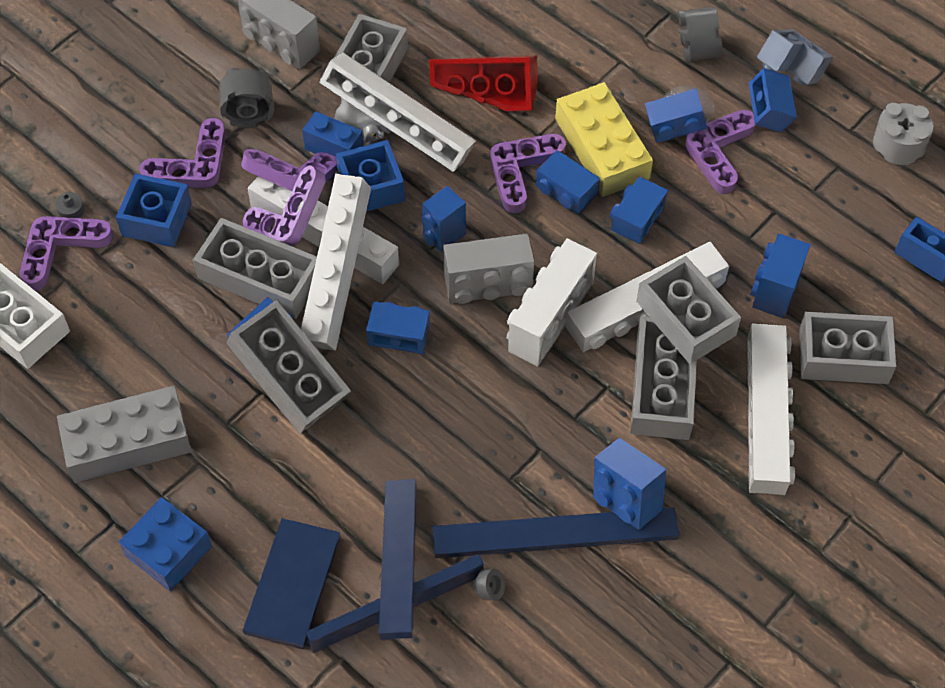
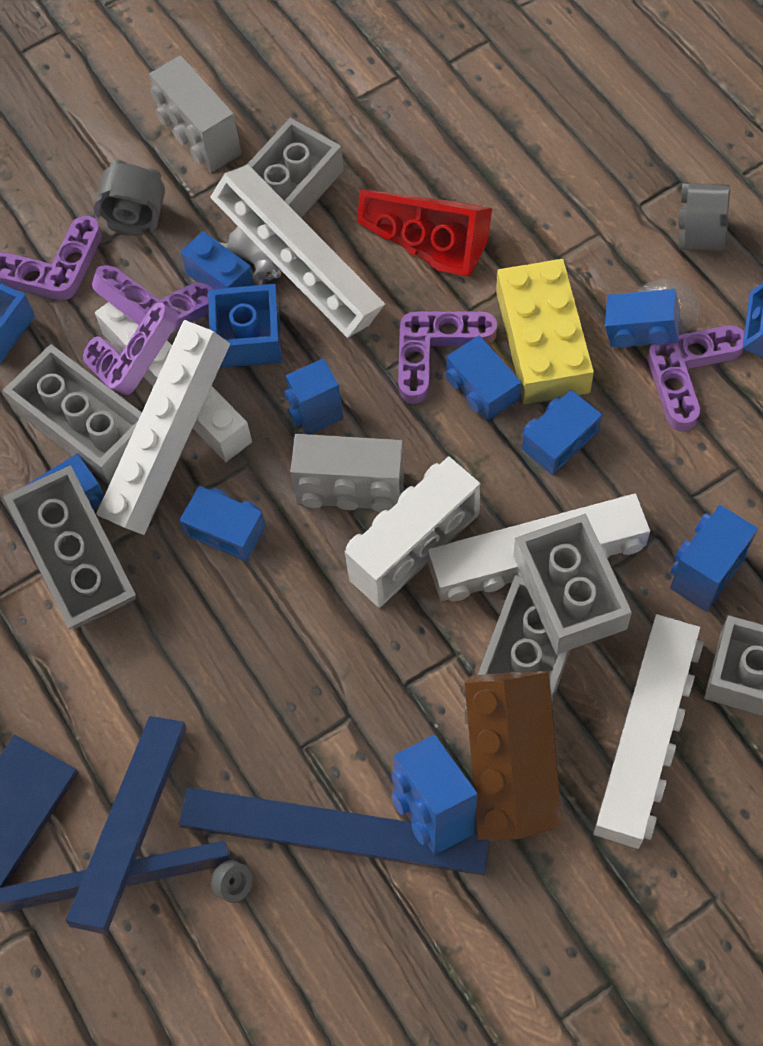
camera: 20 degrees right, 5 degrees up
(680, 440) = (513, 754): none -> reddish brown slope

